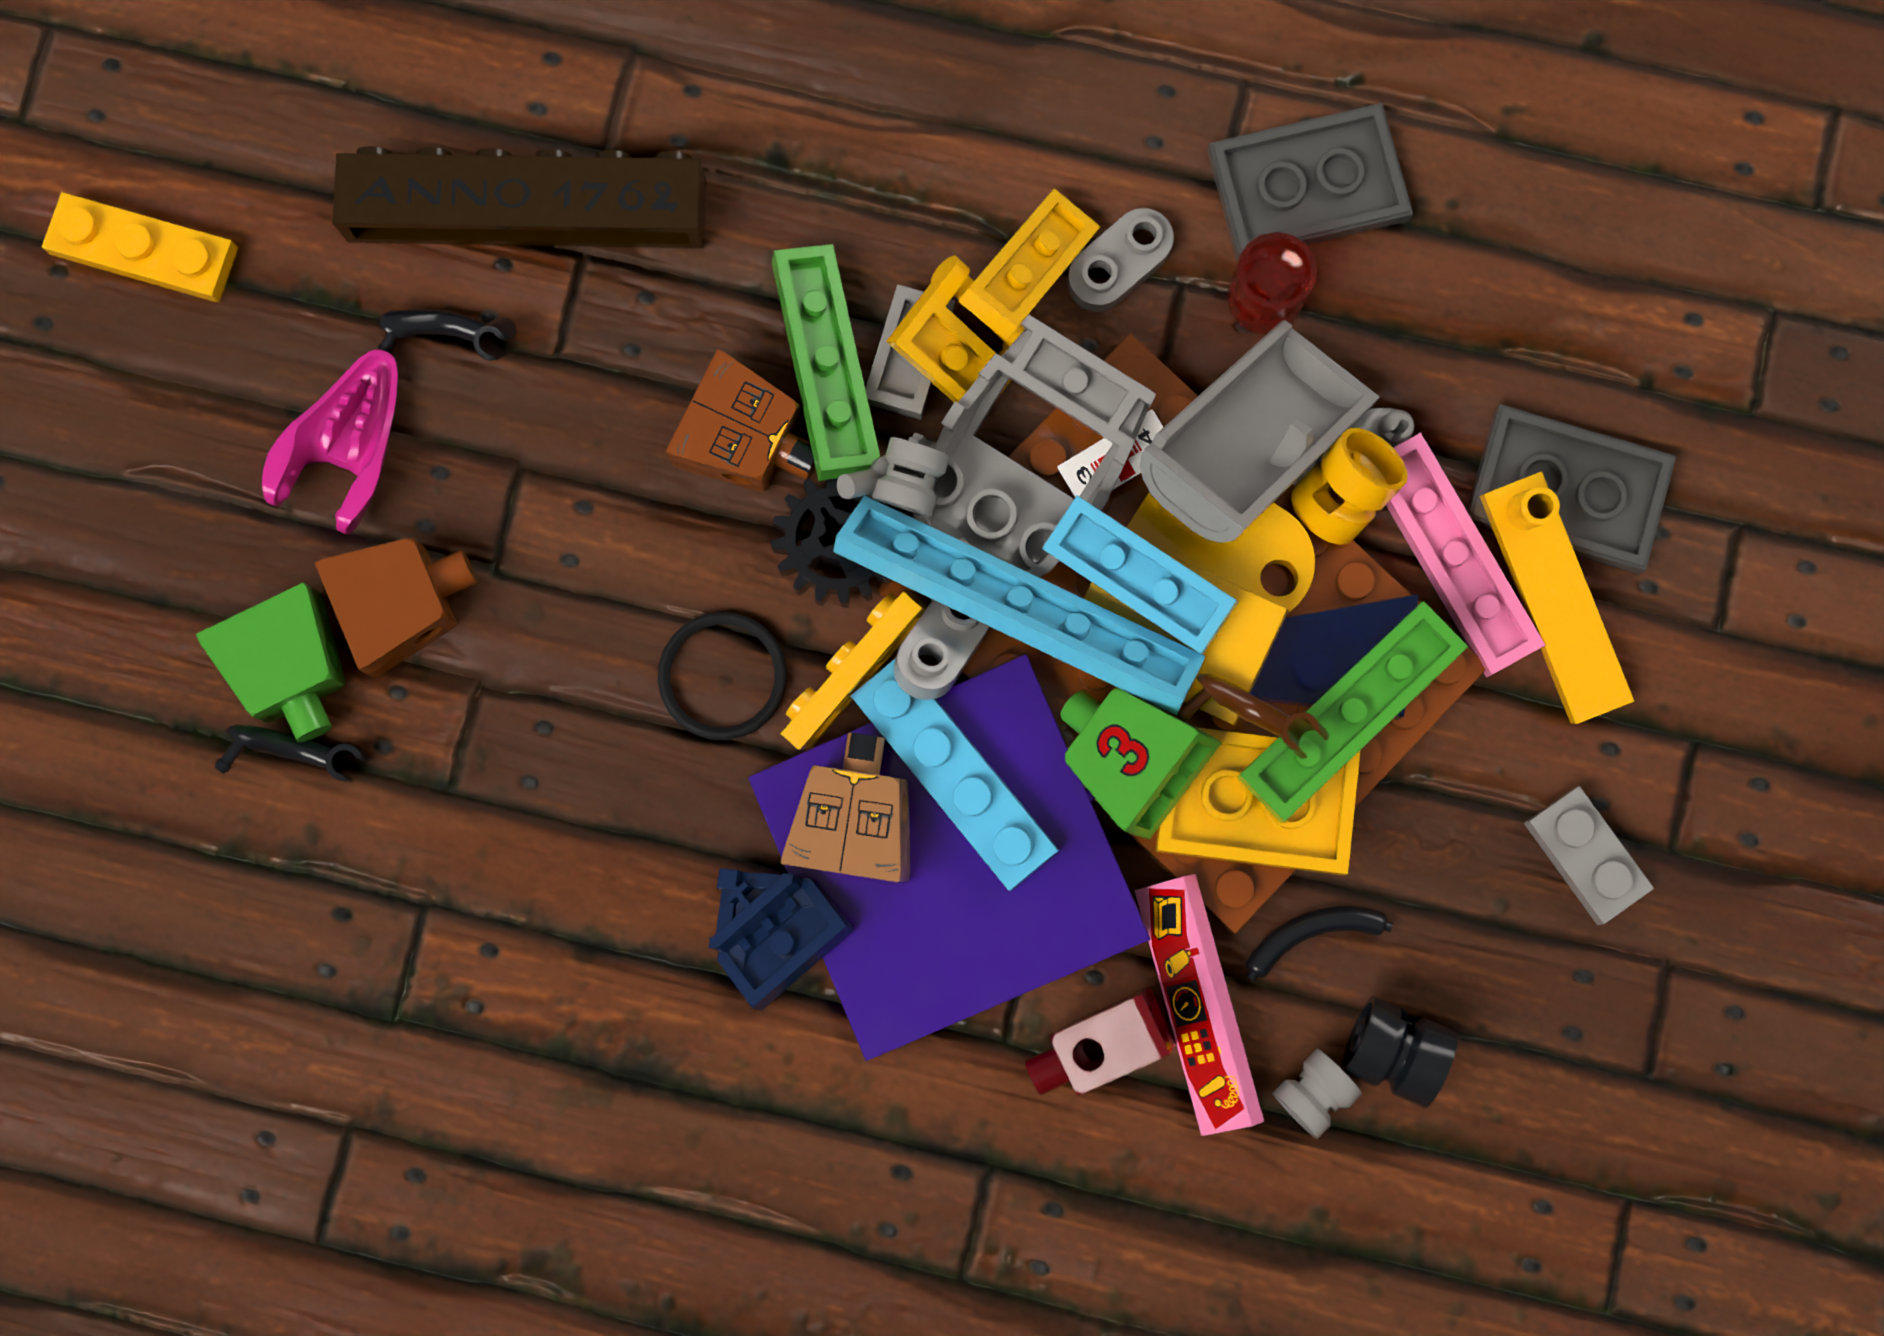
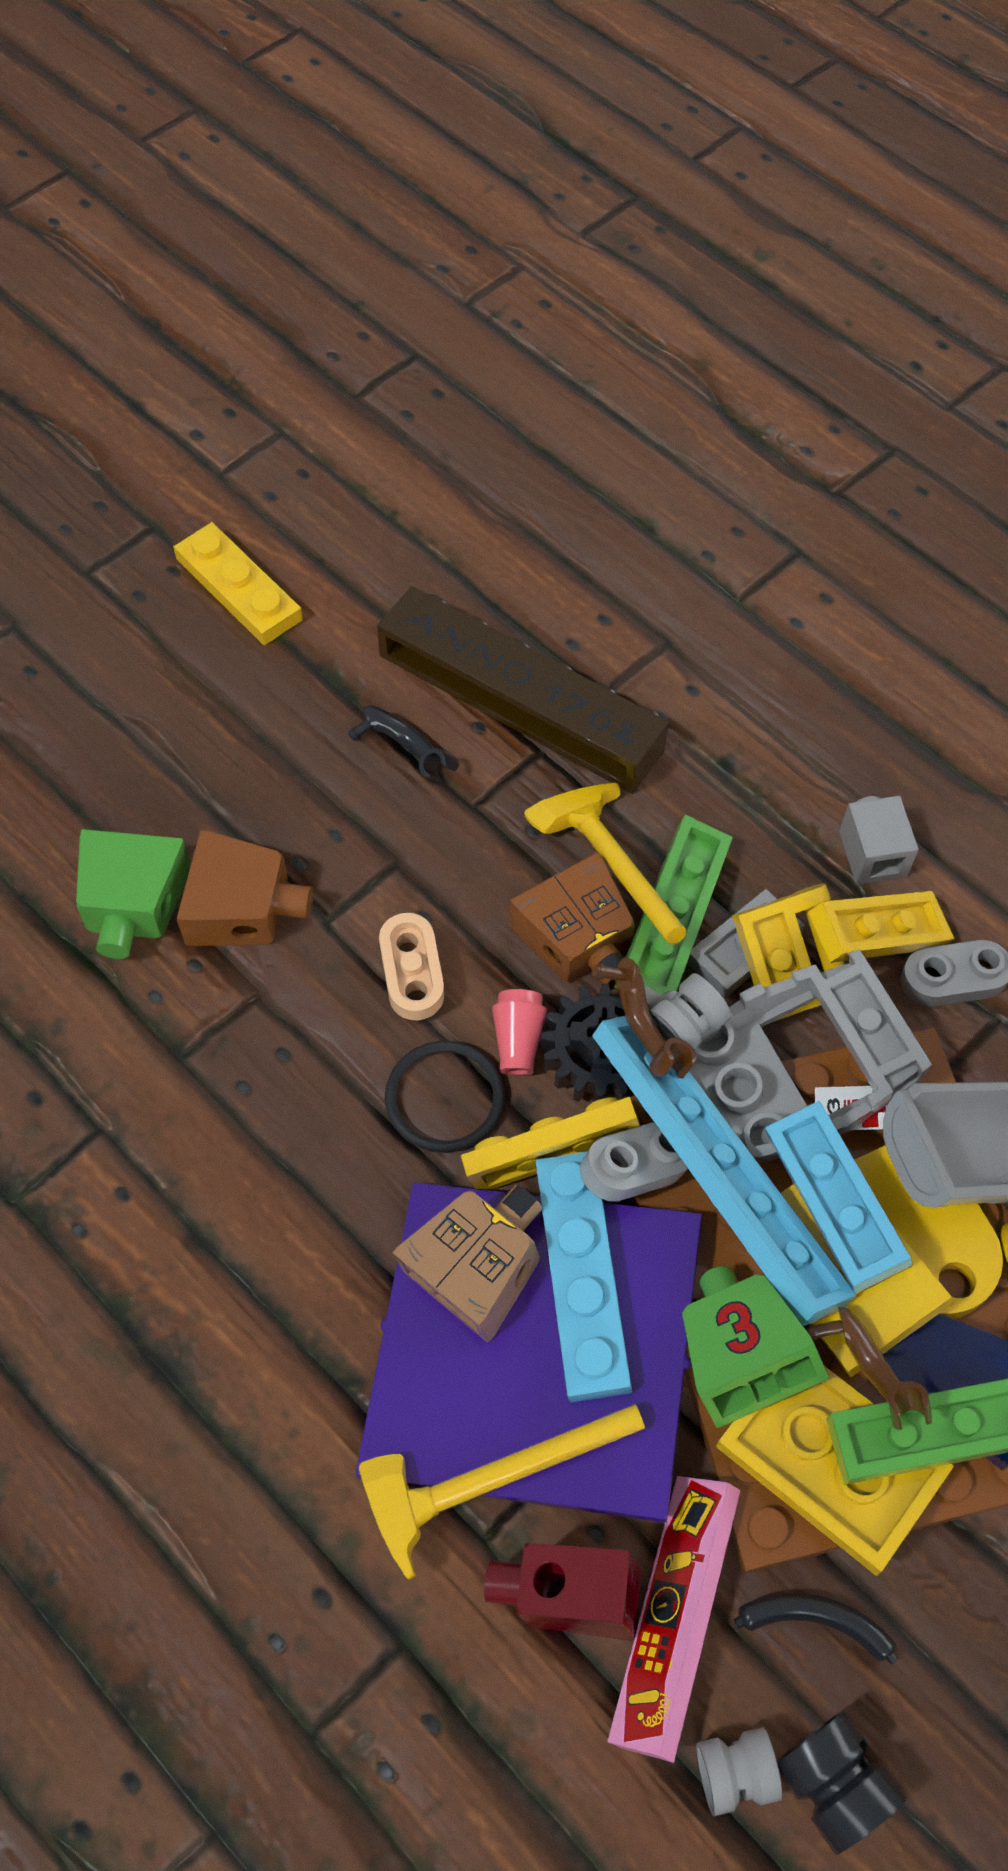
camera: 30 degrees right, 20 degrees down
(286, 746) = (86, 951): black piece -> none
(345, 428) = (285, 764): dark pink animal -> none
(611, 570) = (411, 969): none -> light nougat plate
(665, 302) = (582, 811): none -> yellow piece
(751, 572) = (518, 1029): none -> coral cone
(773, 931) = (351, 1315): dark blue slope -> none
(866, 510) = (631, 988): none -> reddish brown piece
(928, 1067) = (404, 1510): none -> yellow piece
(972, 161) = (878, 839): none -> light grey brick

